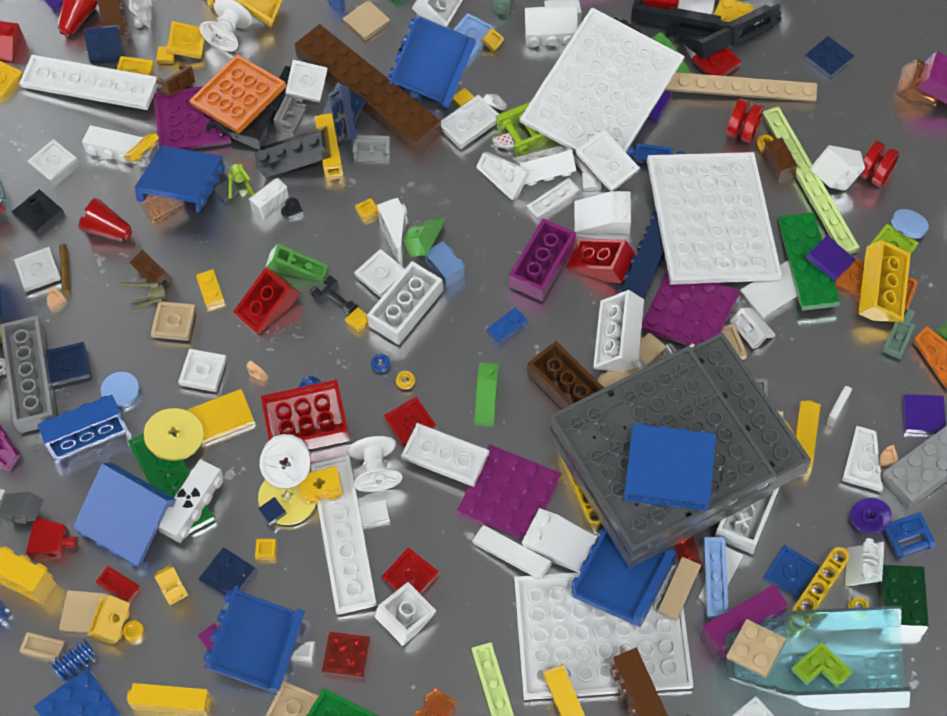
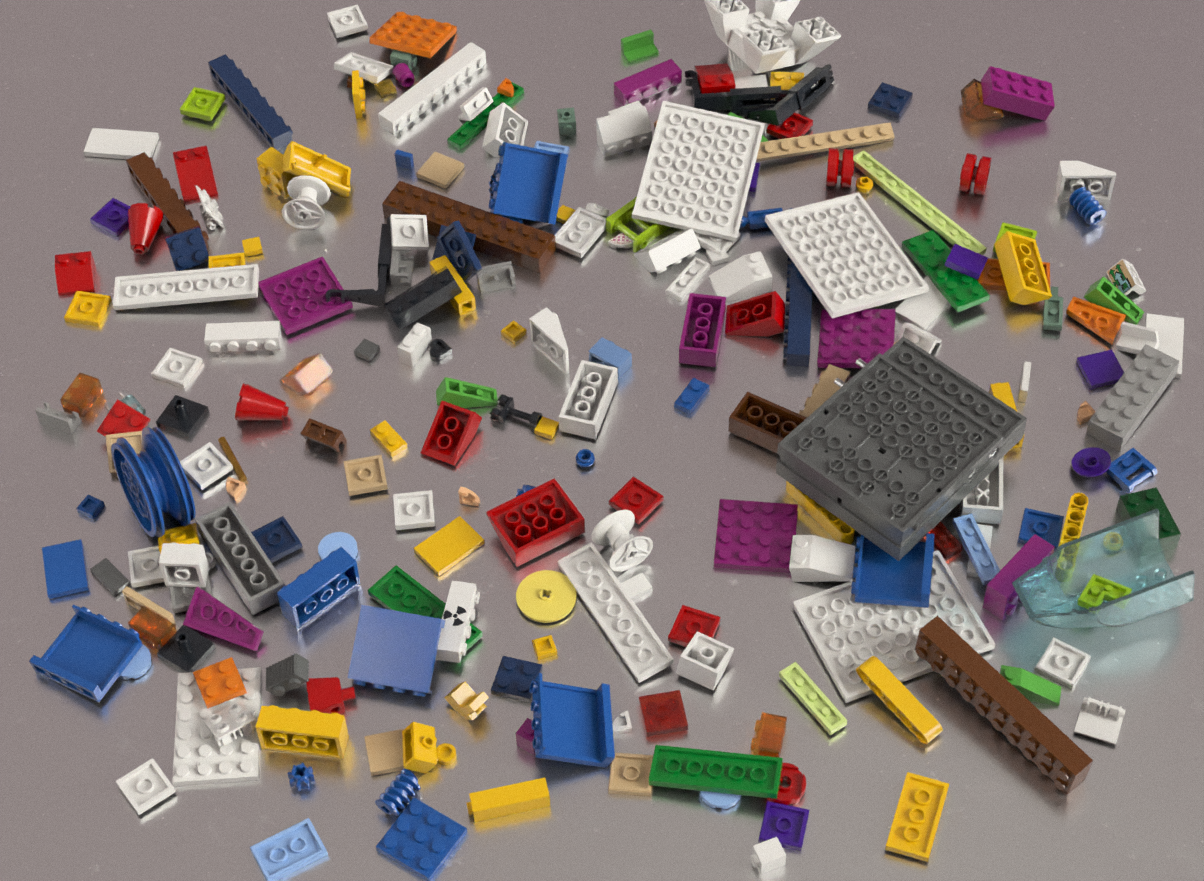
camera: 20 degrees left, 10 degrees down
(42, 646) = (359, 793): tan tile -> none
(118, 584) = (404, 716): red tile -> none
(136, 151) = (272, 324): yellow plate -> none
(155, 294) = (337, 456): olive plant -> none
(161, 441) = (412, 570): light yellow piece -> none
(176, 82) = (277, 265): reddish brown hinge -> none
(180, 175) = (320, 343): blue panel -> none
(185, 40) = (268, 227): yellow plate -> none
(238, 93) = (346, 259): orange plate -> none
(239, 175) = (373, 330): lime plant -> none
(272, 459) = (537, 557): white piece -> none
(272, 511) = (538, 610): dark blue tile -> none
(331, 484) = (577, 573): yellow brick -> none
(379, 272) = (551, 382): white plate -> none
(405, 375) = (615, 462): yellow plate -> none
(422, 236) = (581, 338): bright green slope -> none
(445, 454) = (683, 516): white tile -> none
(486, 394) = (698, 456): bright green slope -> none
(492, 39) = (573, 157): yellow tile -> none
(504, 174) = (633, 267): white wing -> none
(512, 552) = (781, 582): white tile -> none
(607, 160) = (729, 229): white plate -> none
(619, 332) = (802, 369): white slope -> none
(670, 467) = (909, 453): blue panel -> none
(679, 588) = (948, 567): tan tile -> none
(756, 648) = (1045, 583): tan plate -> none
(780, 160) = (884, 193): reddish brown brick -> none
(838, 167) = (941, 184): white slope -> none
(863, 461) = (1064, 422): white wing -> none
(865, 563) = (1104, 501): white hinge -> none
(910, 223) = (1022, 216): light blue tile -> none

